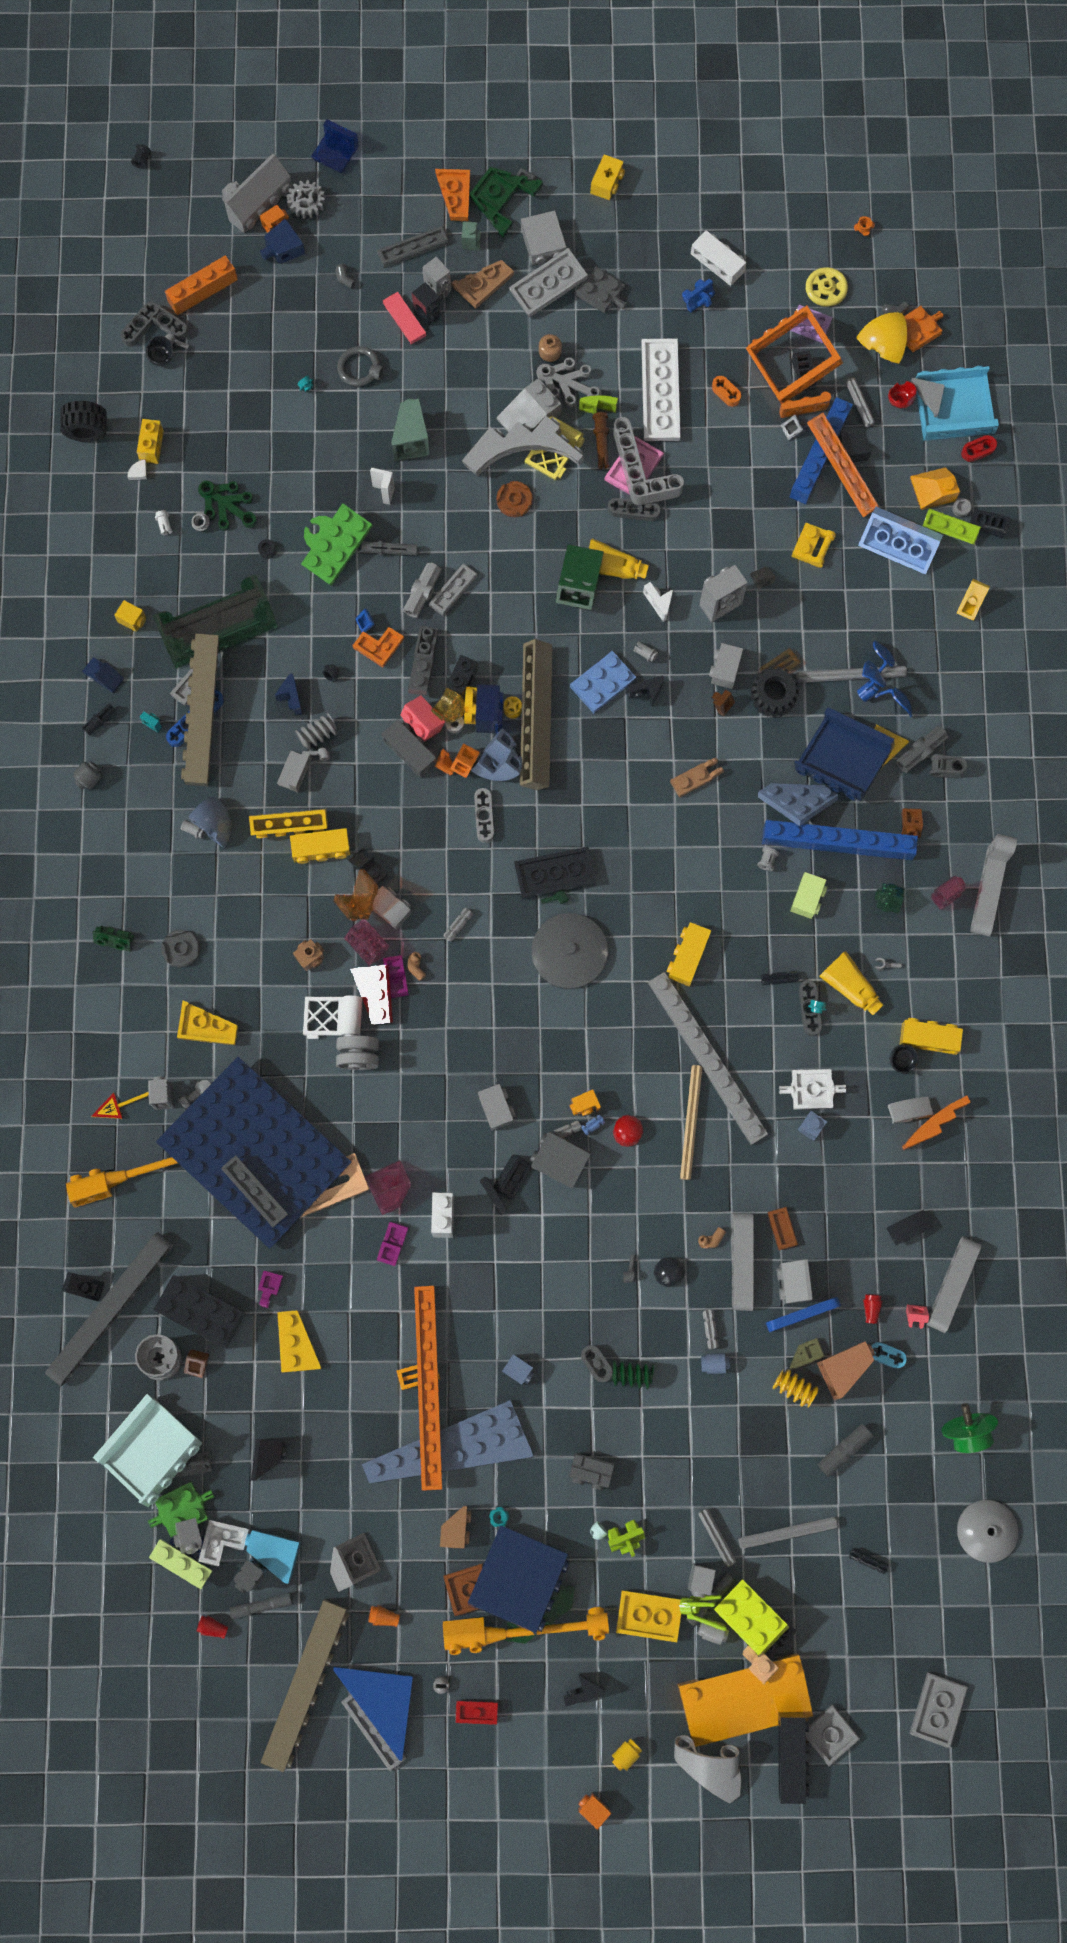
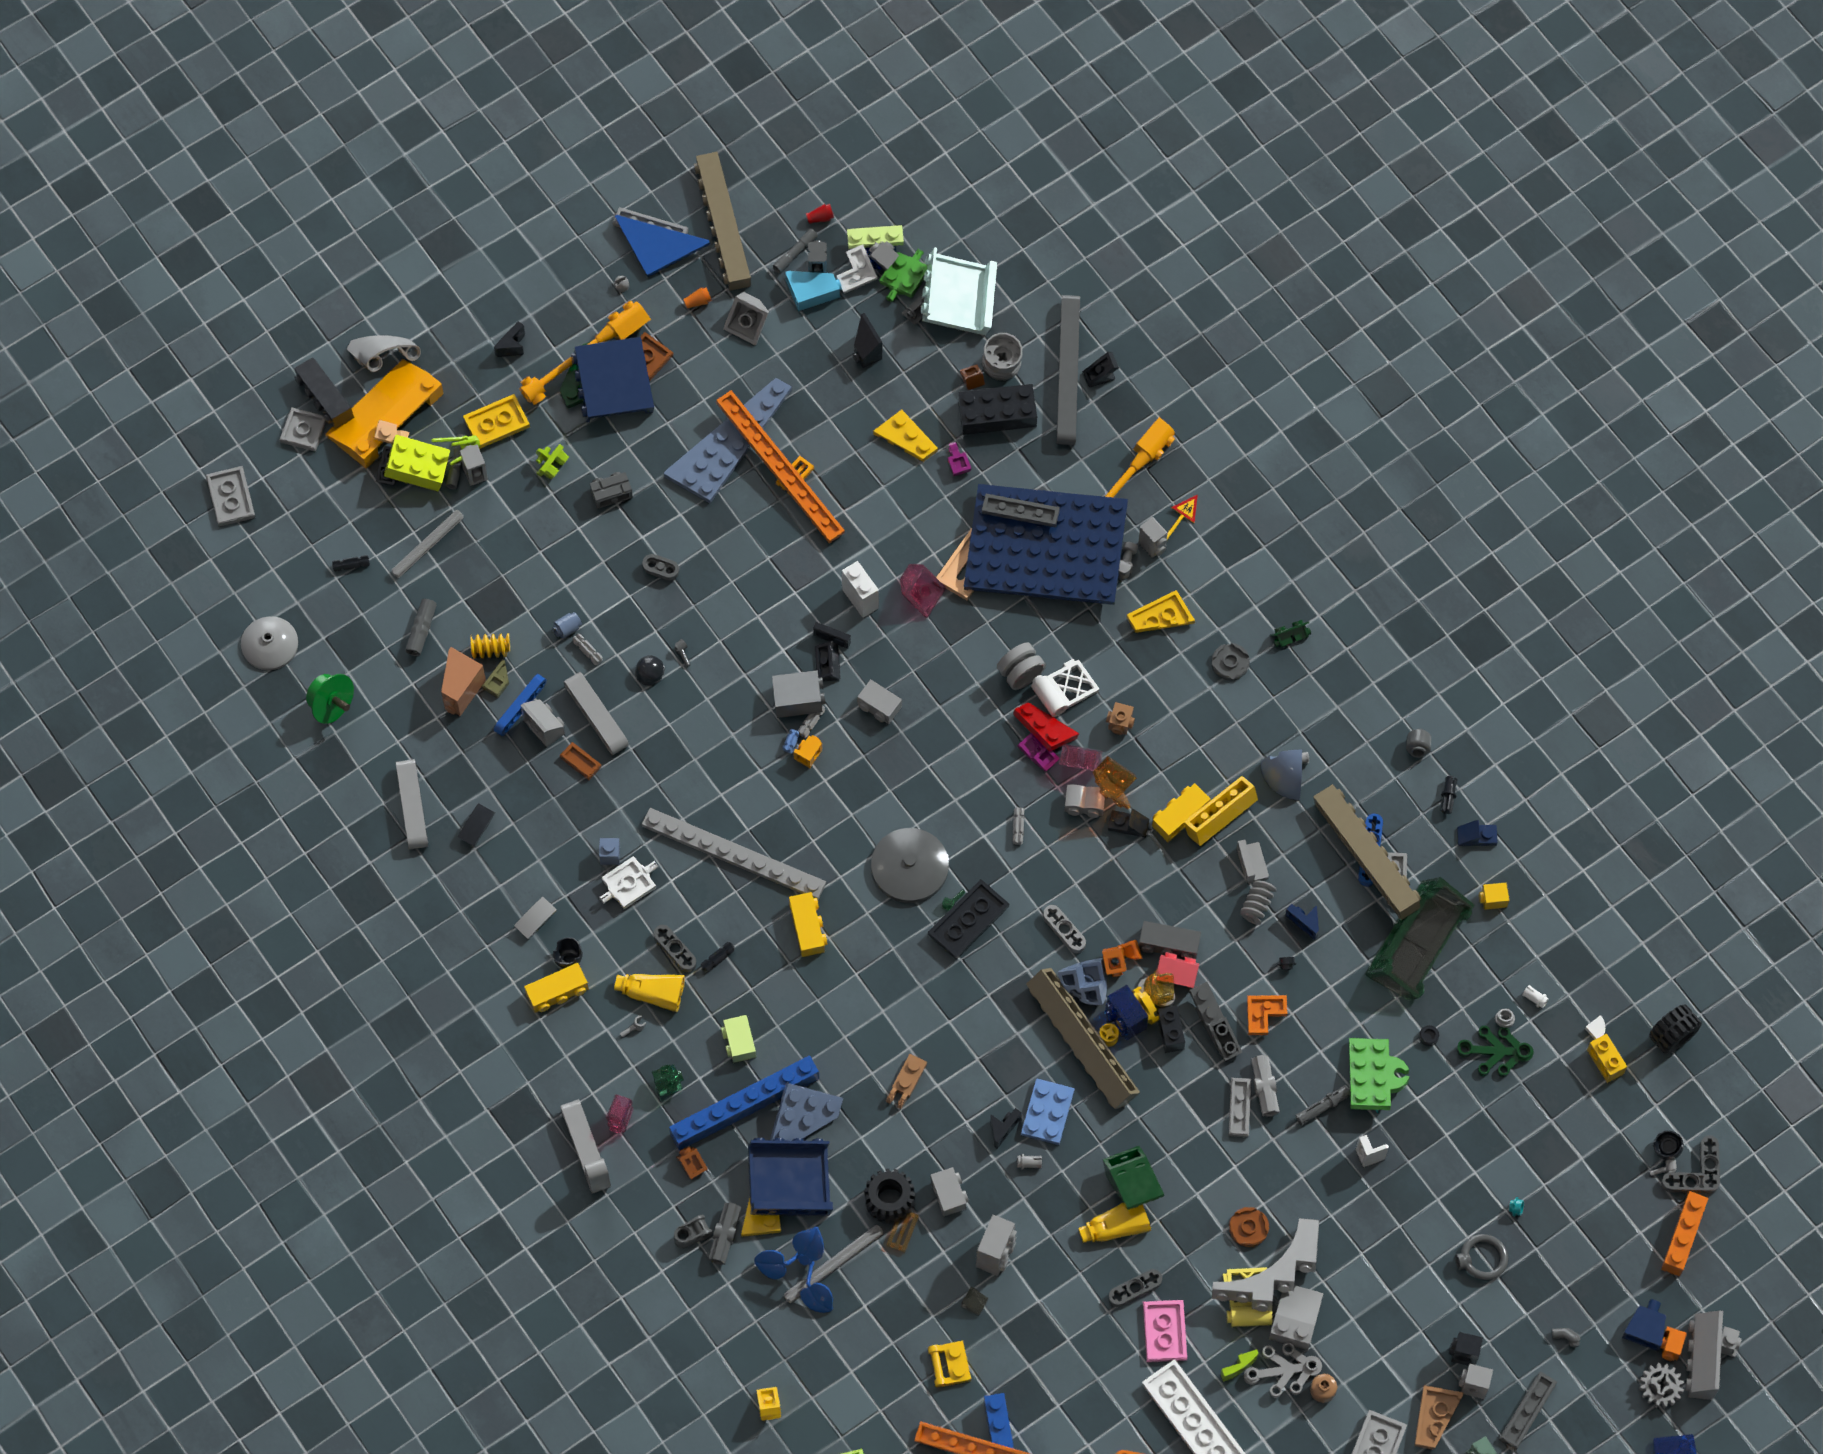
camera: 145 degrees right, 10 degrees down
(151, 721) = (1403, 820): teal plate -> none
(322, 753) = (1239, 891): light grey hand -> none
(364, 620) = (1292, 1026): blue slope -> none
(392, 1243) = (886, 553): magenta slope -> none
(404, 318) = (1492, 1337): coral tile -> none
(410, 433) = (1385, 1217): sand green slope -> none
(414, 965) = (1029, 769): medium nougat arm -> none
(454, 1530) = (686, 385): medium nougat slope -> none
(476, 1712) = (582, 281): red plate -> none
(504, 1517) = (659, 412): teal plate -> none
(518, 1370) = (719, 523): sand blue brick -> none
(593, 1810) = (449, 273): orange brick -> none
(598, 1531) = (575, 454): light aqua hinge -> none
(601, 432) = (1217, 1340): reddish brown pin -> none
(626, 1755) = (450, 321): yellow brick -> none
(628, 1130) = (759, 755): red hair -> none
(632, 1375) = (626, 573): dark green piece -> none
(635, 469) = (1157, 1320): light grey beam -> none
(660, 604) = (1047, 1211): white slope -> none
(691, 1121) = (712, 794): tan axle -> none
(711, 1241) = (632, 714): medium nougat arm -> none
(712, 1634) = (441, 434): light grey brick -> none
(717, 1537) = (480, 506): light grey axle -> none
(723, 702) = (929, 1159): reddish brown tile -> none
(768, 859) = (795, 1048): light grey bush -> none
(817, 1006) = (669, 947): teal plate -> none
(872, 1307) = (467, 745): red cone -> none
(889, 1351) = (432, 719): medium azure beam -> none
(900, 540) = (873, 1419): light blue slope -> none
(917, 1314) = (427, 762): coral tile -> none
(932, 1126) = (508, 914): orange slope -> none

